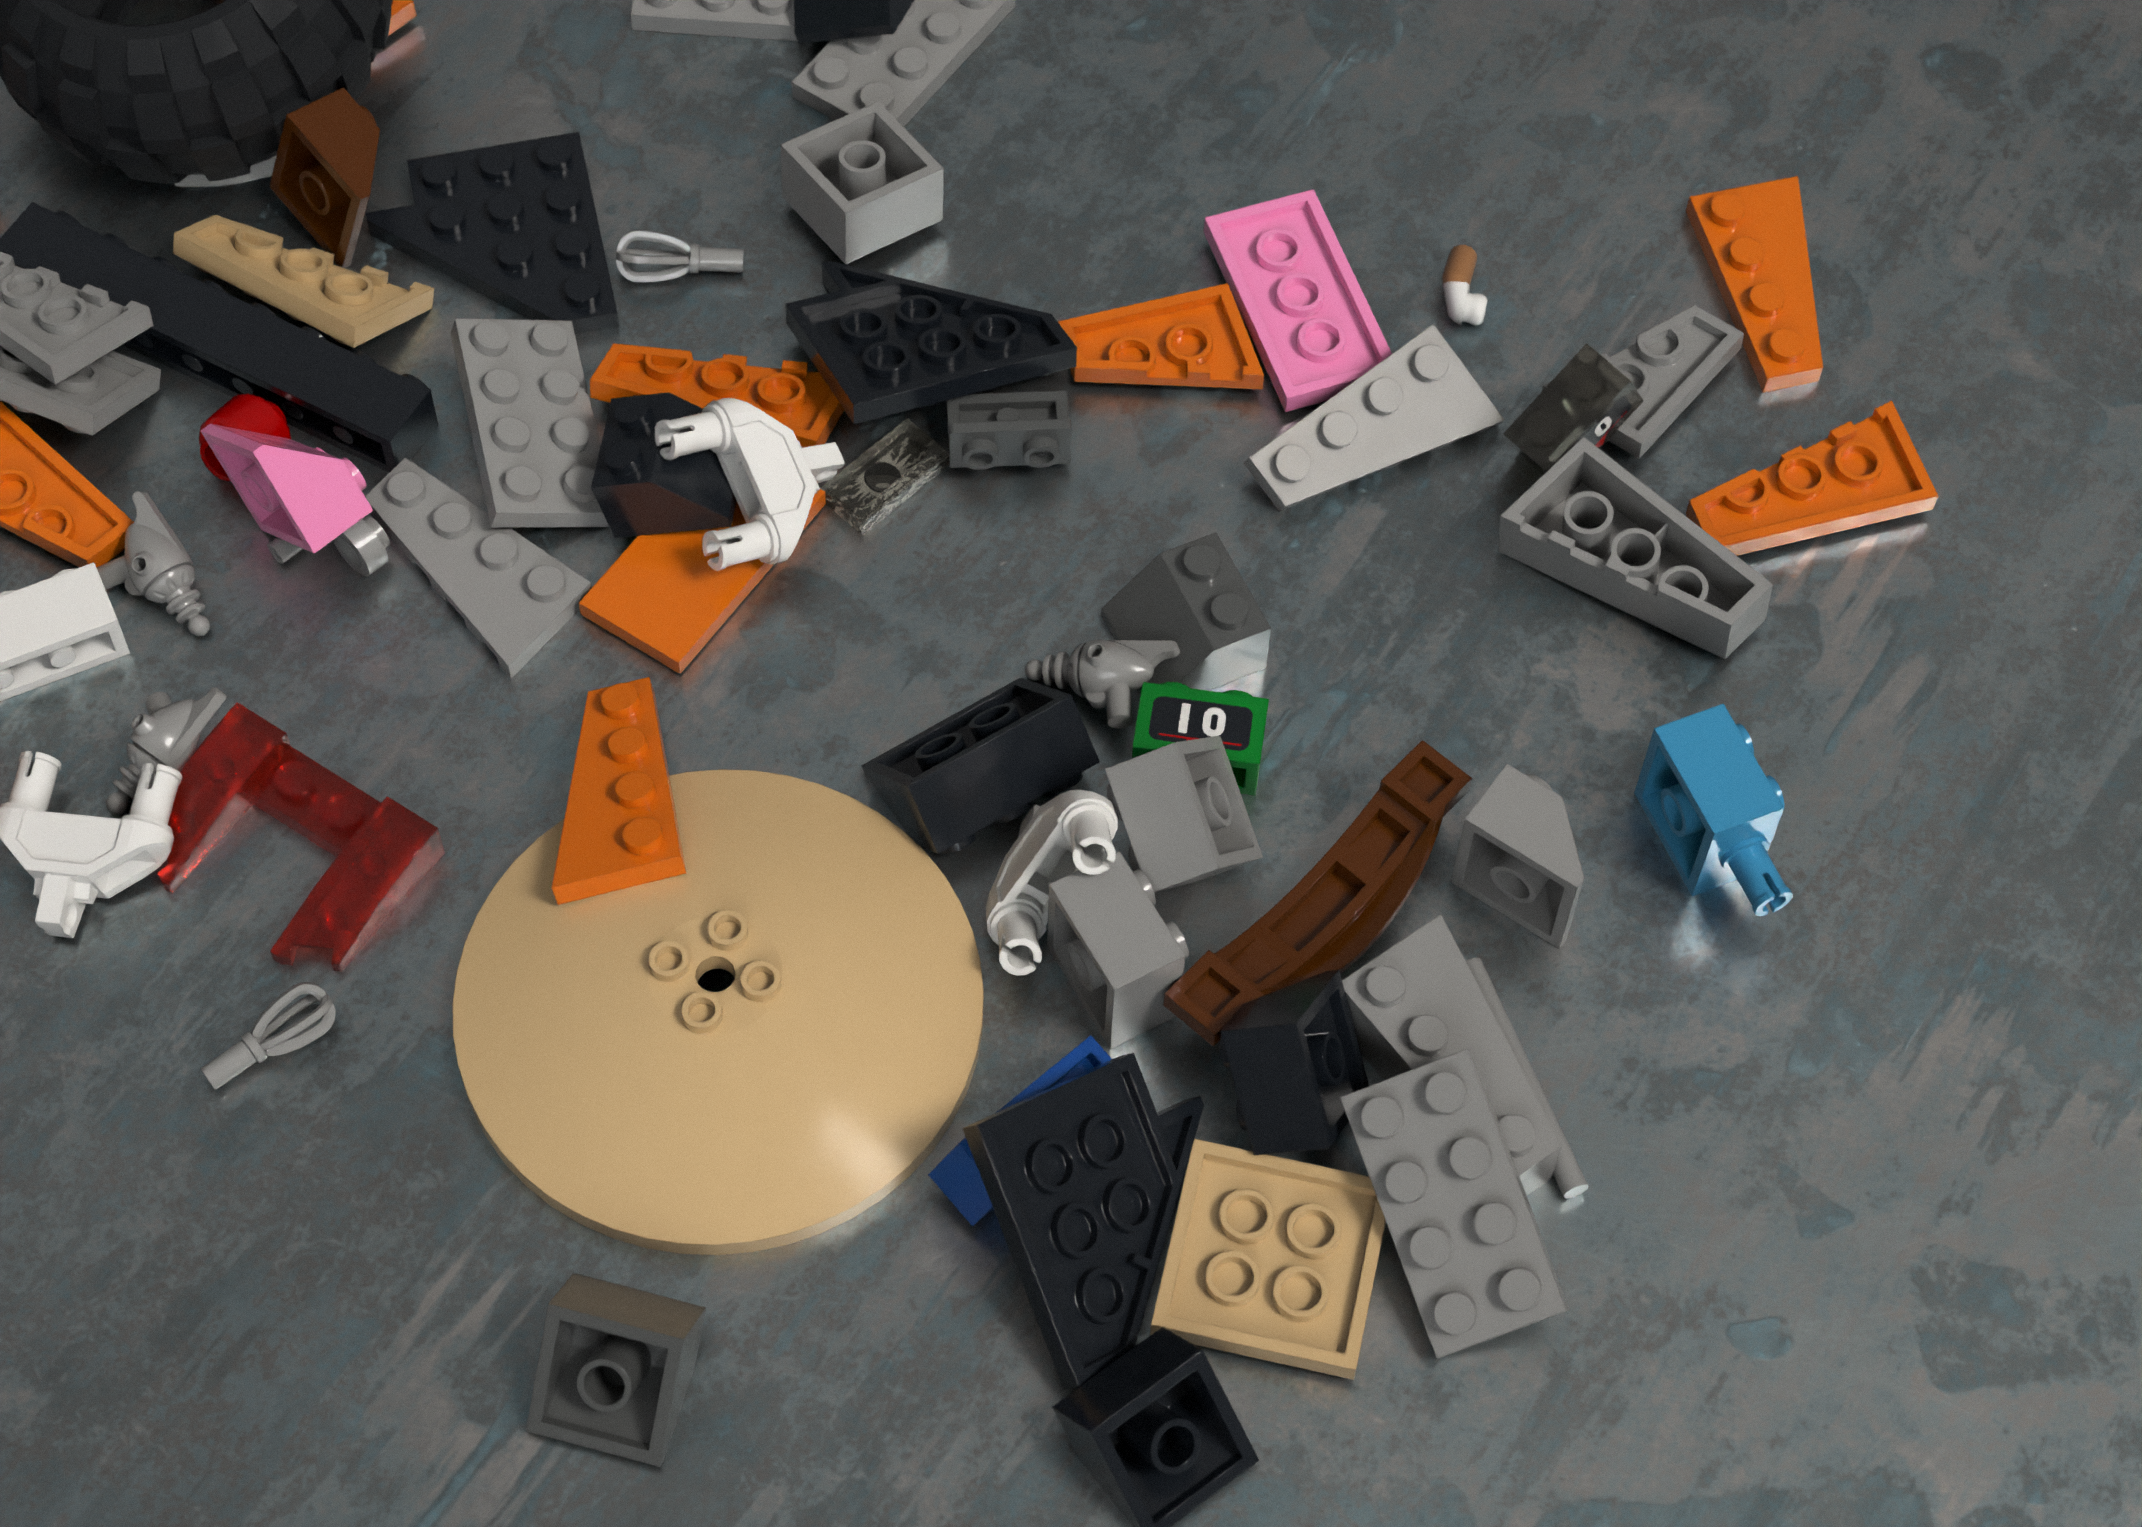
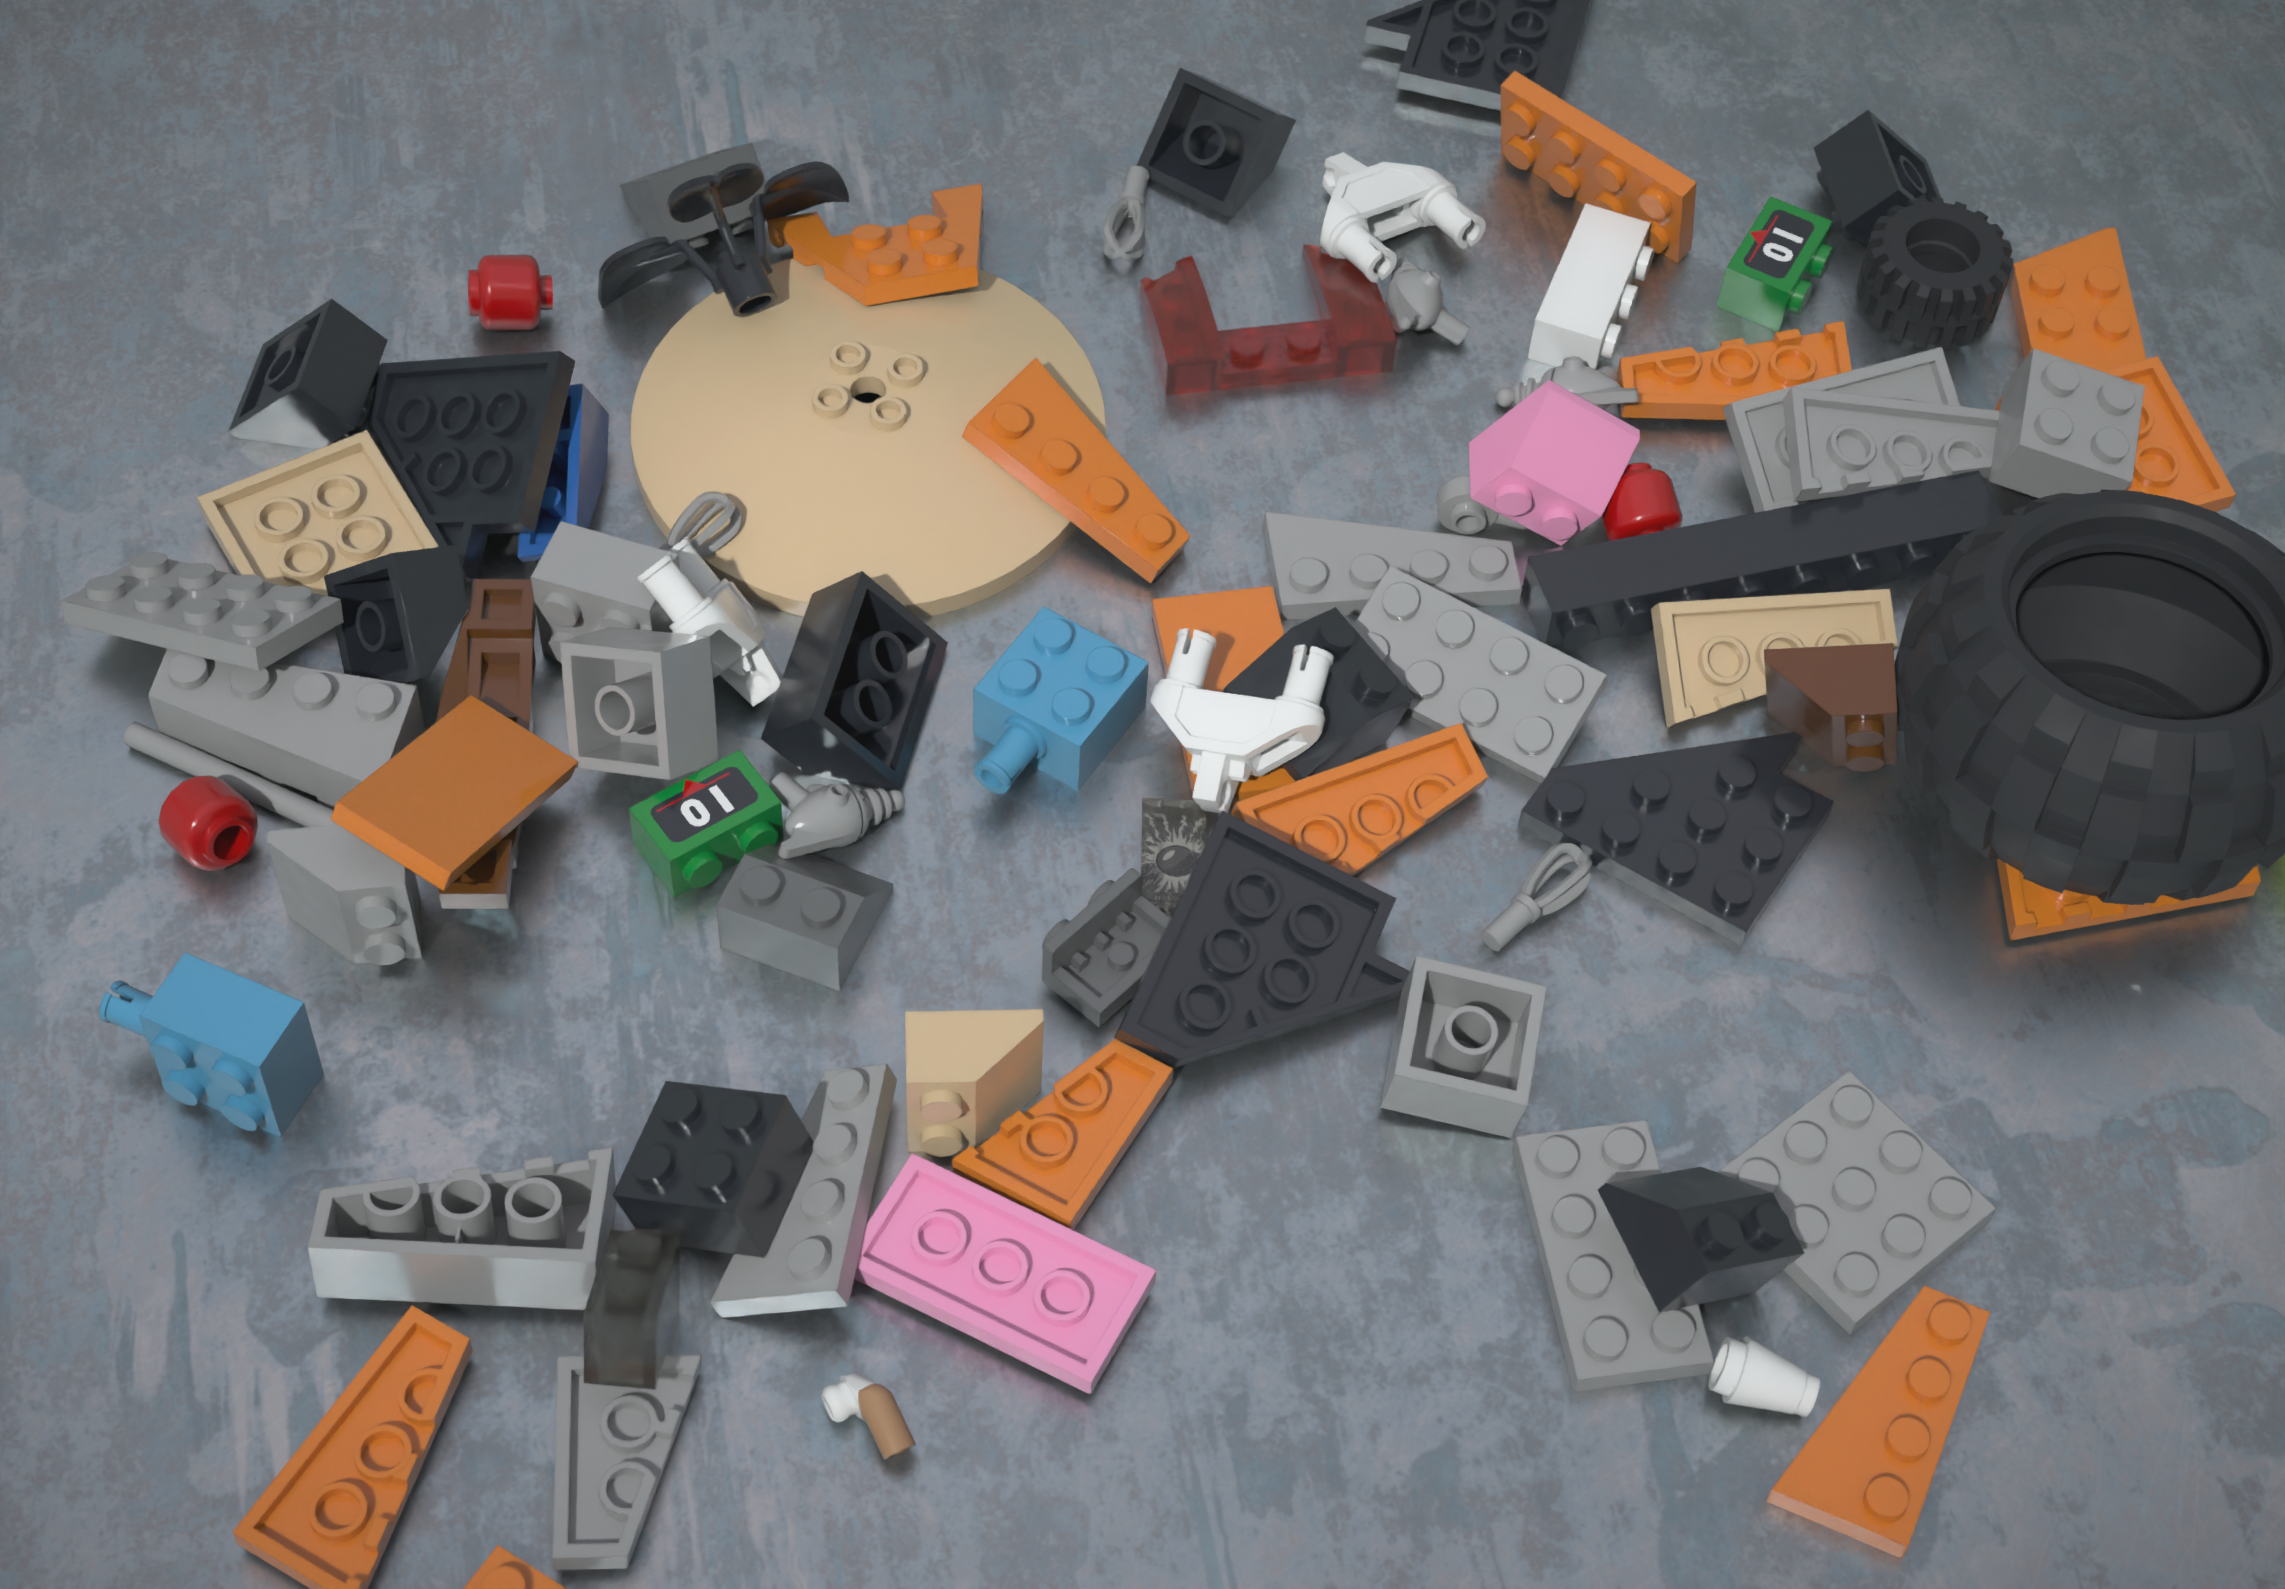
camera: 135 degrees right, 5 degrees down
(114, 1035) = (1214, 143): none -> black slope
(531, 1105) = (894, 261): none -> orange wing
(706, 1159) = (740, 272): none -> black plant
(852, 625) = (1055, 703): none -> dark azure brick
(894, 1381) = (509, 292): none -> red head
(1002, 988) = (721, 501): none -> light grey piece
(1210, 393) = (968, 1074): none -> tan slope
(1396, 831) = (454, 792): none -> orange tile
(1436, 468) = (715, 1167): none -> black brick
(1581, 1032) = (208, 823): none -> red head

